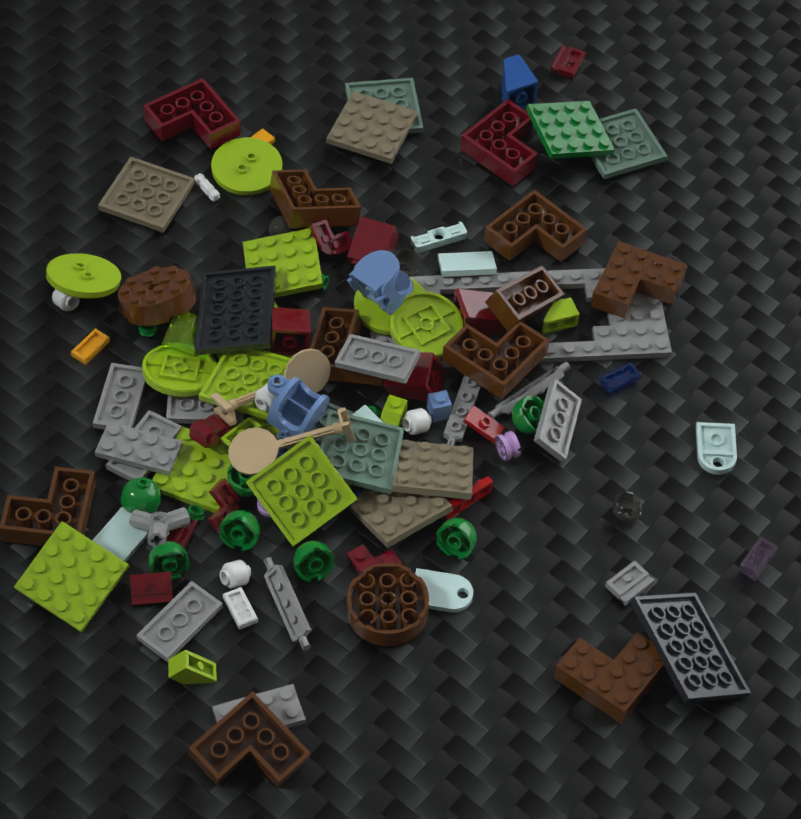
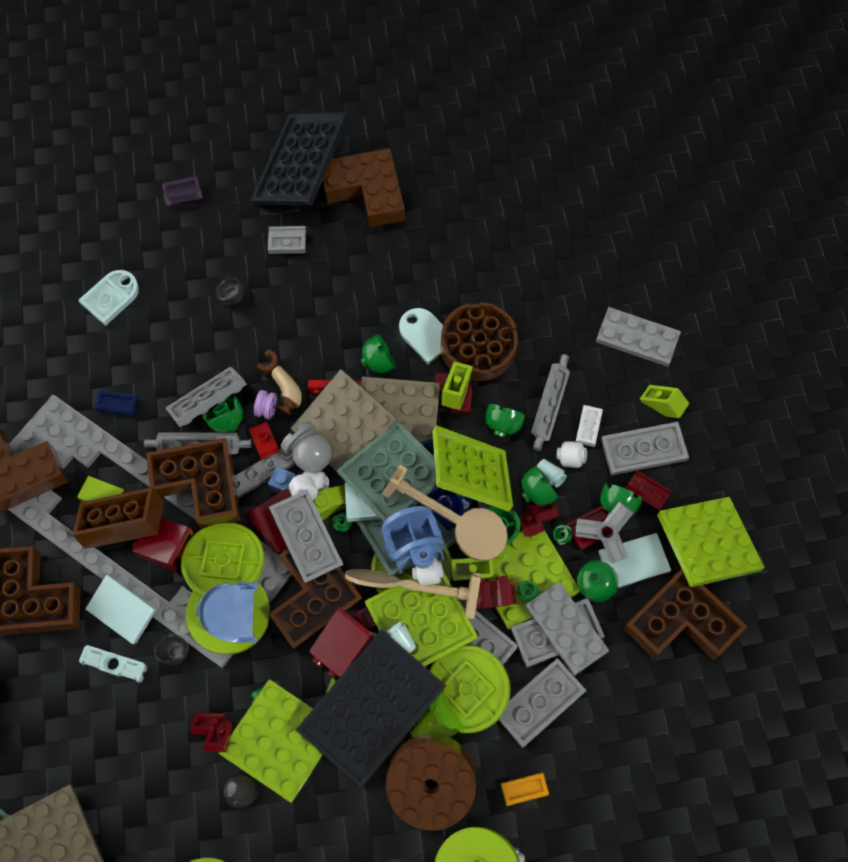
camera: 135 degrees left, 15 degrees up
(188, 447) = (522, 590): none -> green plate
(240, 551) = (552, 473): none -> light aqua cone
(252, 354) = (402, 636): none -> light aqua cone
(253, 733) = (670, 314): reddish brown brick -> none
(306, 205) = (203, 790): reddish brown brick -> none
(370, 546) = (456, 385): none -> lime slope
(371, 237) = (181, 695): dark red slope -> none
(414, 397) = (301, 483): none -> white head
(437, 426) = (309, 450): none -> light grey tile
(500, 469) = (291, 393): none -> piece

